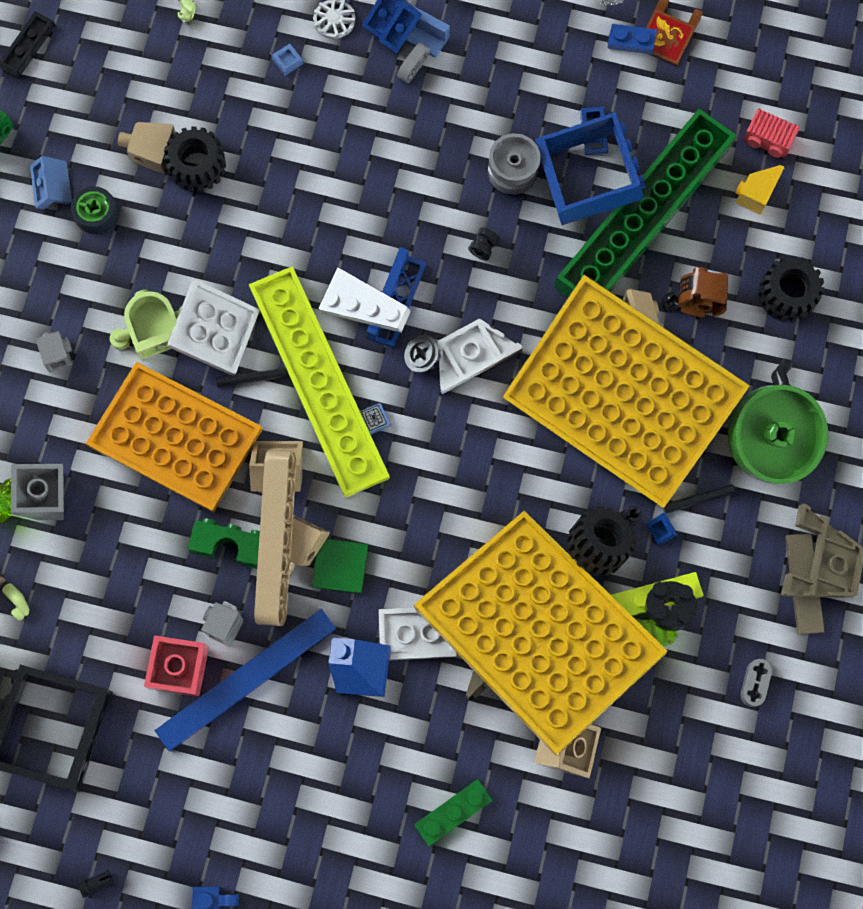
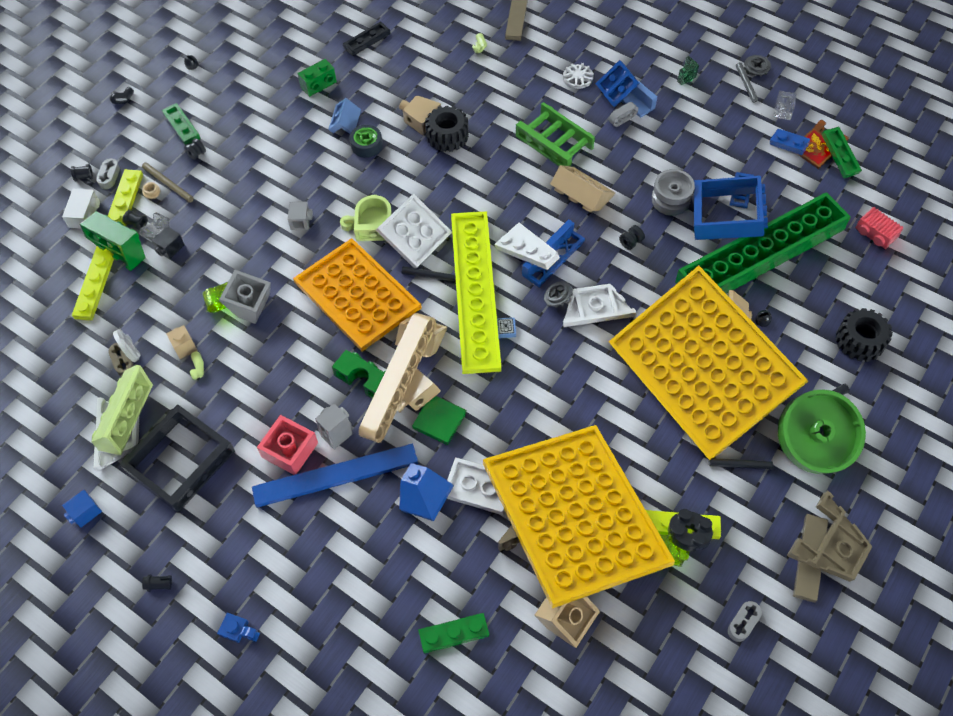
camera: 25 degrees right, 15 degrees down
(287, 59) = (535, 91): medium blue tile -> none
(339, 146) = (547, 148): none -> bright green fence
(399, 192) = (581, 188): none -> tan slope
(590, 551) = (649, 463): black tyre -> none
(632, 515) = (677, 457): black pin -> none
(661, 529) = (703, 475): blue slope -> none
(699, 37) = (841, 152): none -> green plate
(703, 293) = (791, 315): dark orange brick -> none
(758, 189) = (858, 260): yellow slope -> none

